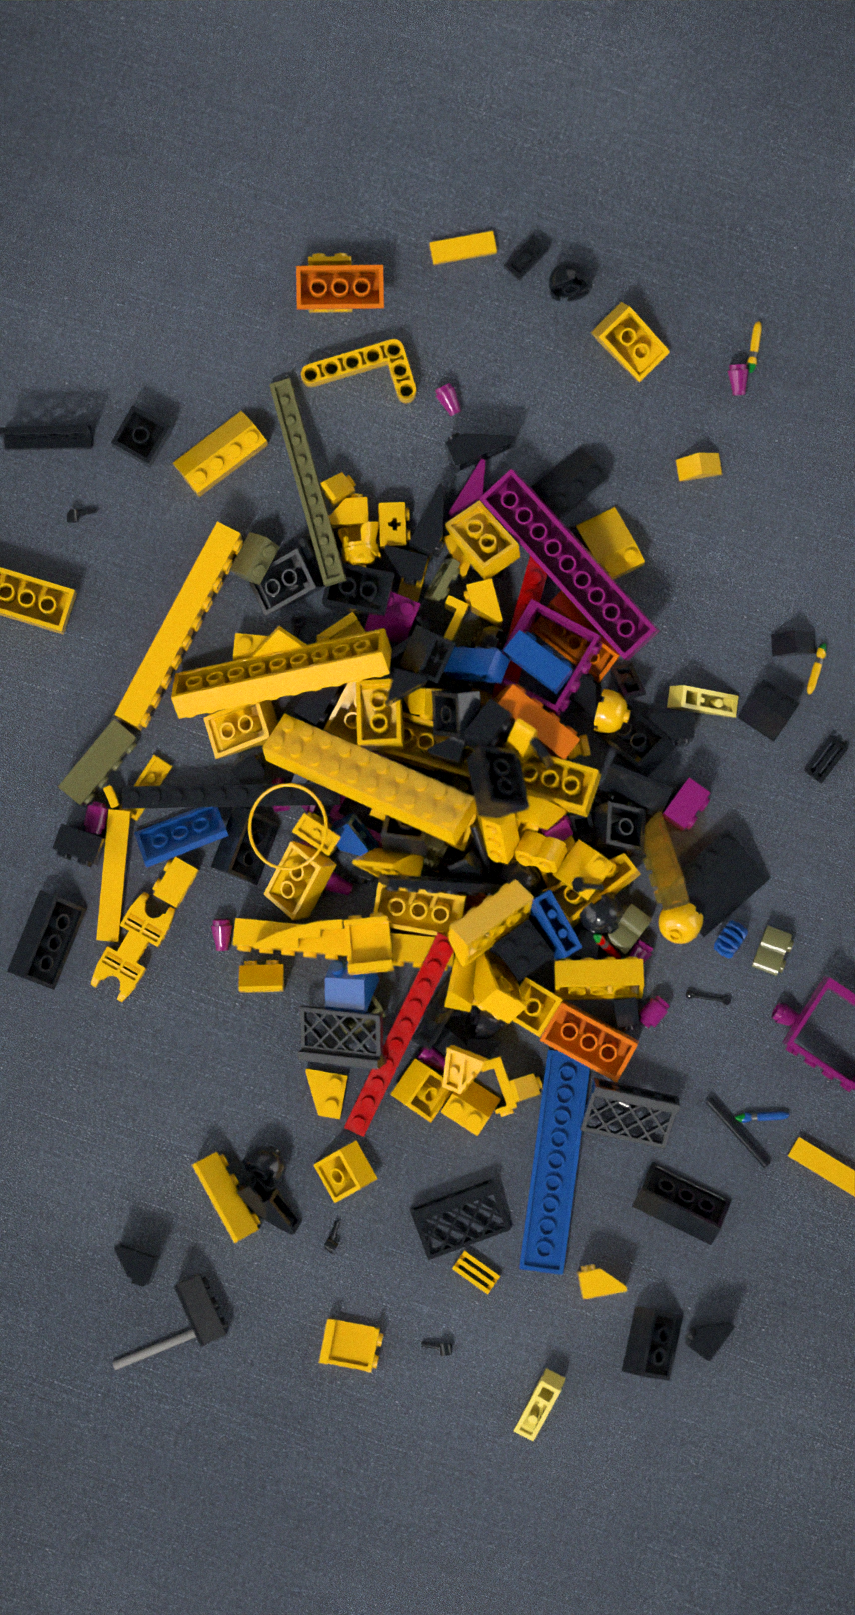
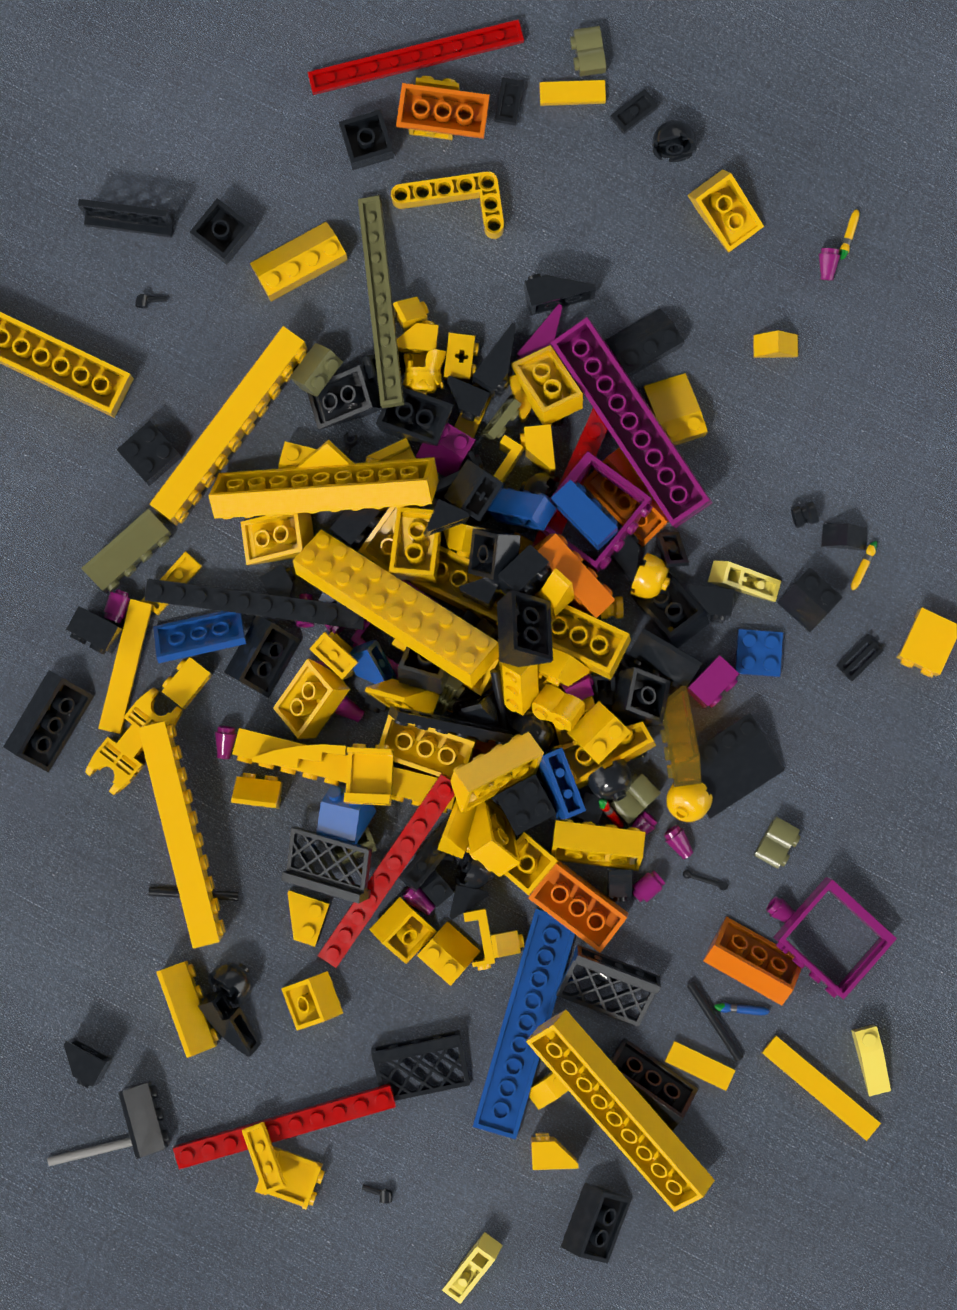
camera: 10 degrees right, 0 degrees up
(104, 664) = (149, 453): none -> black brick
(111, 796) = (136, 587): yellow tile -> none
(194, 1028) = (181, 833): none -> yellow brick
(213, 1086) = (173, 892): none -> black bar
(269, 325) = (366, 139): none -> black brick
(304, 236) = (415, 57): none -> red plate
(323, 1329) = (264, 1158): none -> yellow tile
(325, 826) = (269, 635): yellow piece -> none
(330, 1245) = (286, 1072): black hand -> none
(337, 1296) = (287, 1125): none -> red plate
(402, 266) = (509, 101): none -> black plate
(447, 397) = (535, 240): magenta cone -> none
(461, 1068) = (444, 915): yellow wing -> none
(472, 204) = (589, 51): none -> olive brick
(474, 1271) = (442, 1136): yellow tile -> none
(541, 752) = (574, 607): black tile -> none
(579, 885) = (592, 748): black hand -> none
(588, 1220) = (546, 1090): none -> yellow slope
(659, 1230) = (620, 1111): none -> yellow brick
(676, 963) = (678, 841): none -> magenta cone
(708, 1338) = (654, 1228): black slope -> none
(727, 769) = (759, 653): none -> blue plate
(729, 1177) = (700, 1065): none -> yellow tile
(730, 939) = (737, 825): blue gear -> none
(751, 628) = (804, 514): none -> black wheel
(766, 1068) = (753, 961): none -> orange slope

